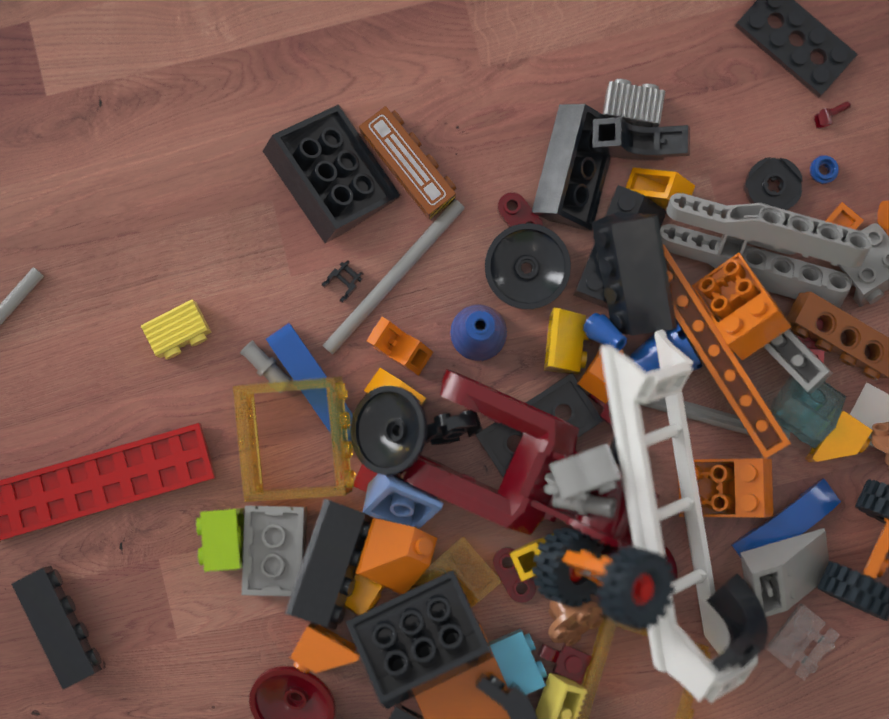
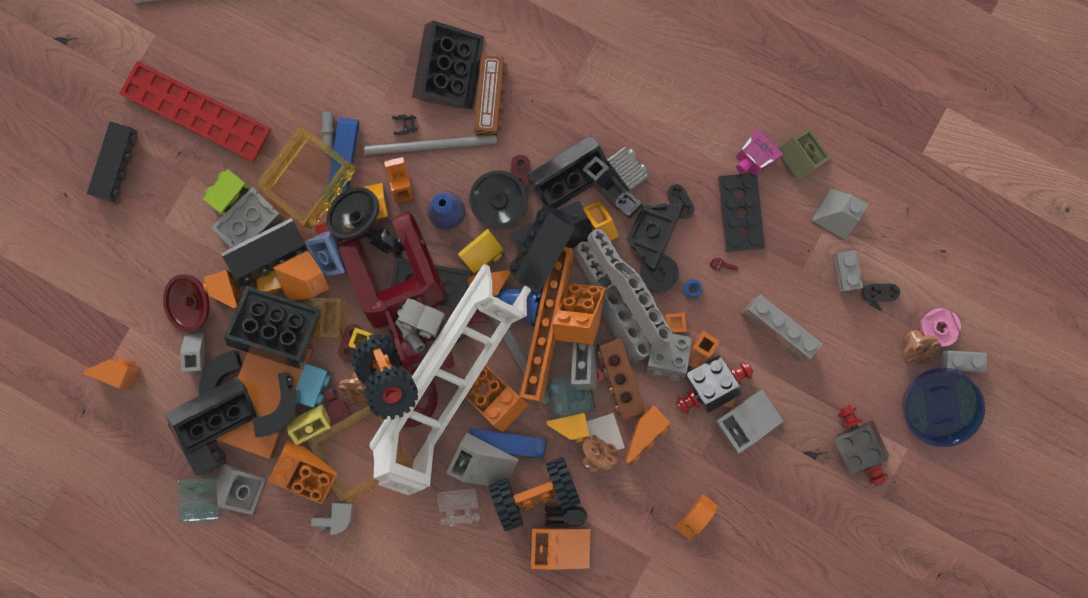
camera: 45 degrees right, 0 degrees up
(176, 329) = (301, 73): light yellow brick -> none
(603, 331) = (502, 262): blue cone -> none
(722, 81) = (684, 198): none -> black beam
(726, 145) = (653, 231): none -> black wing
(744, 620) = (436, 463): black arch -> none

